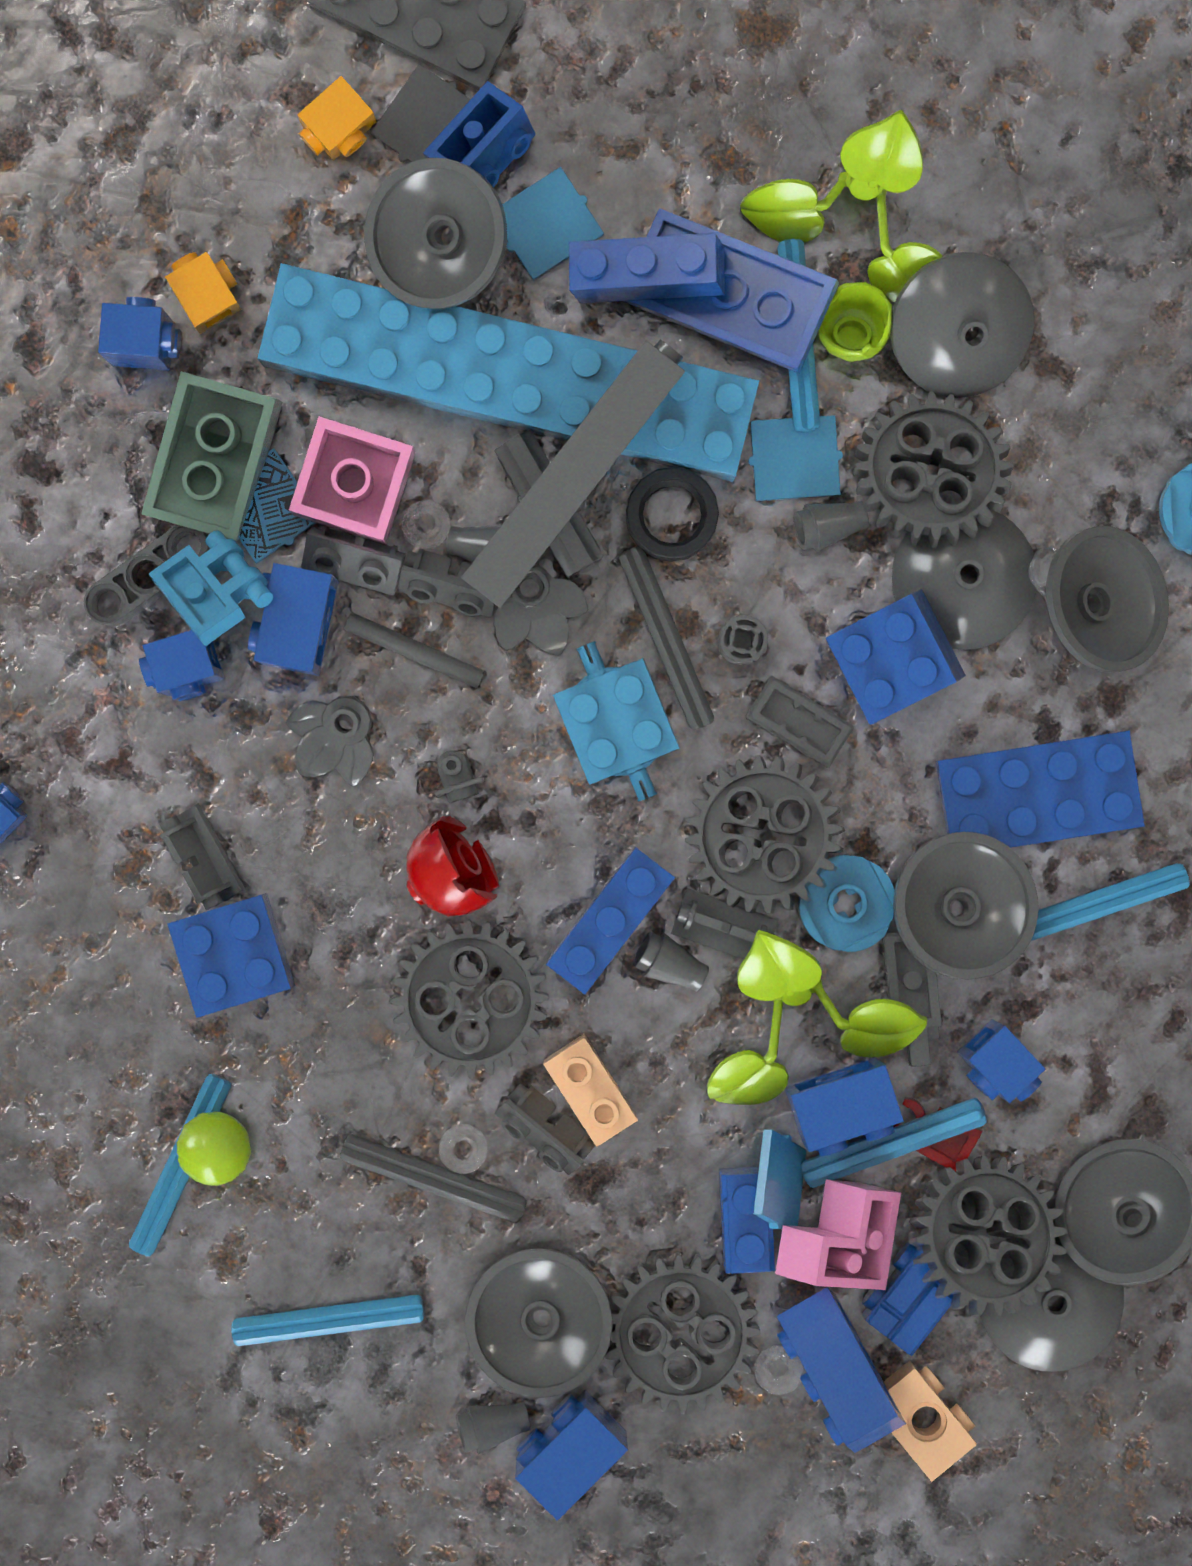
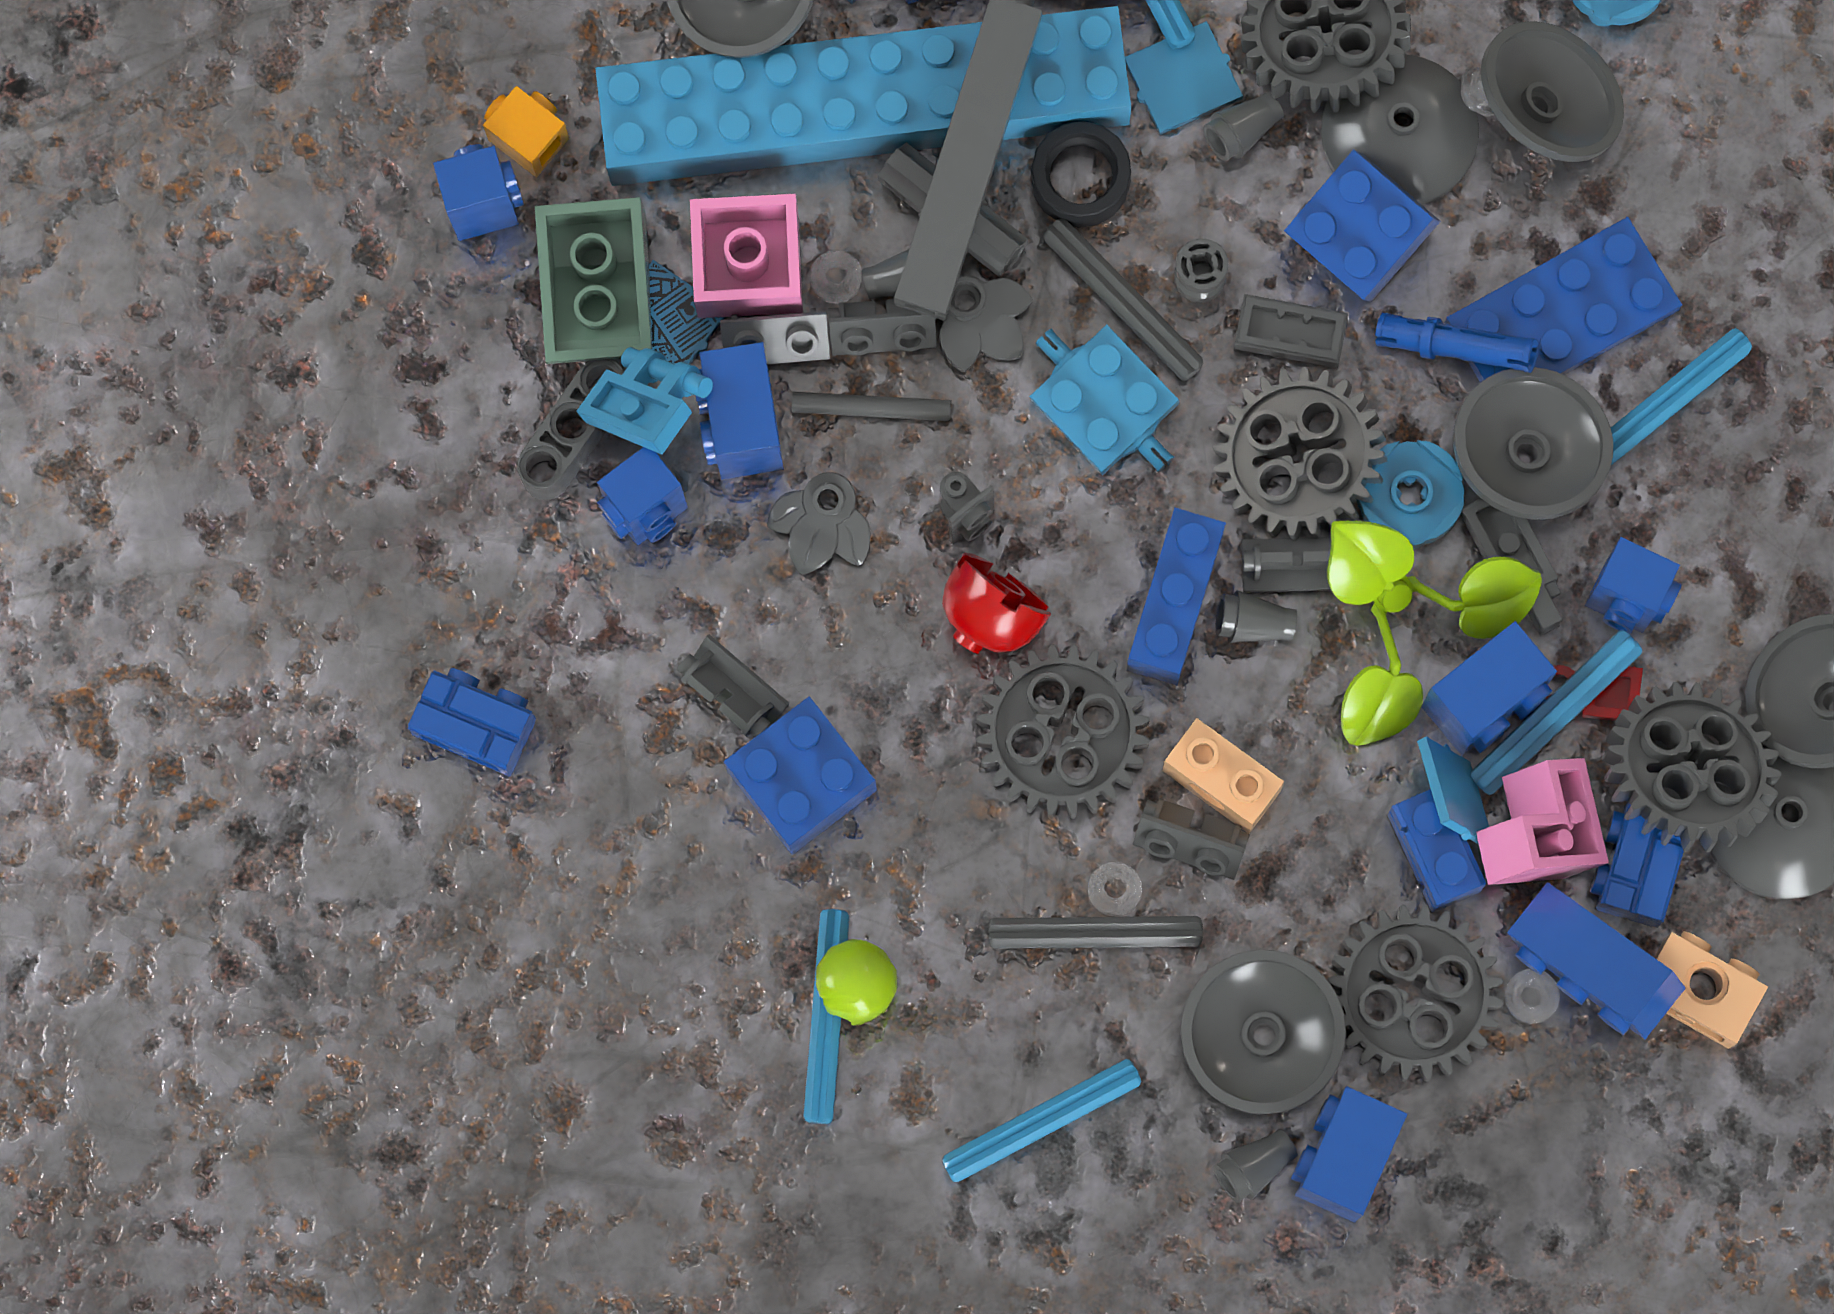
camera: 20 degrees left, 10 degrees down
(920, 778) = (1435, 339): none -> blue pin

